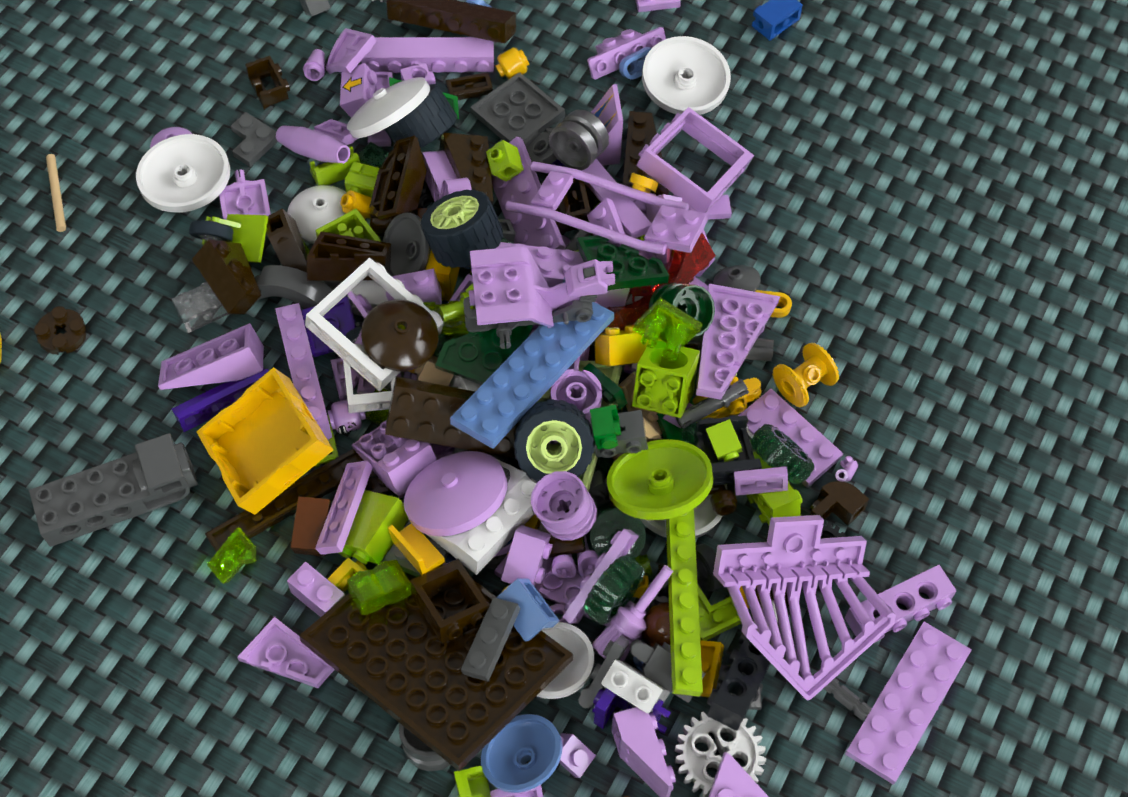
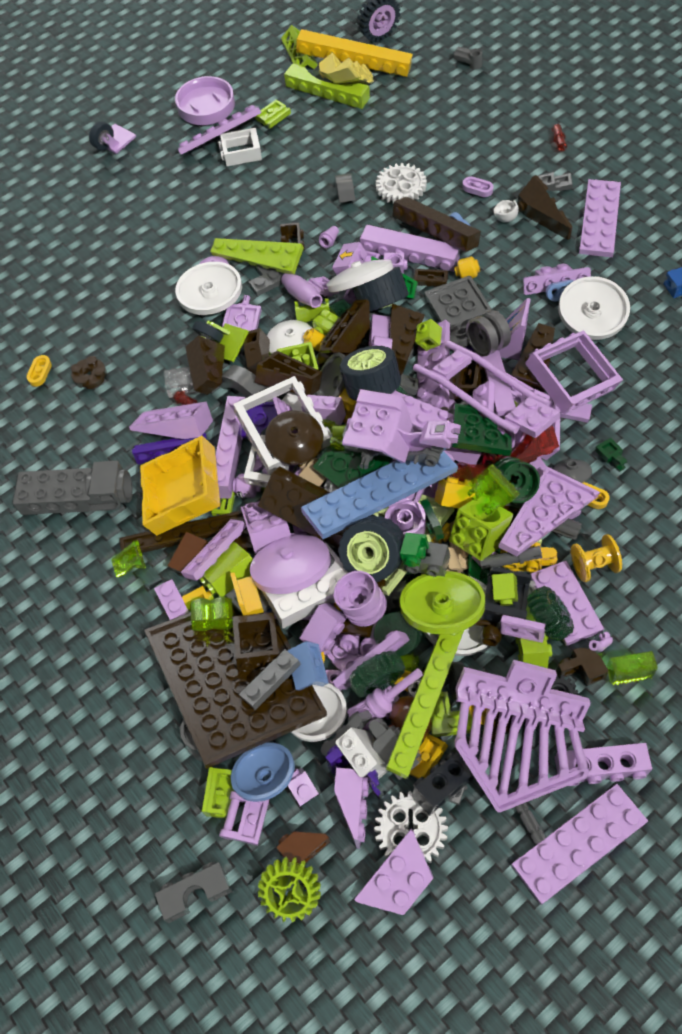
camera: 30 degrees right, 0 degrees up
(55, 193) = (125, 281): tan bar -> none
(212, 329) = (181, 397): none -> clear red pin
(247, 108) = (275, 255): none -> lime wing
(282, 653) = (131, 638): lavender wing -> none
(349, 51) = (353, 231): lavender plate -> none
(643, 183) = (523, 378): yellow plate -> none
(772, 245) = (611, 451): none -> dark green plate
(891, 487) = (632, 667): none -> clear neon green brick

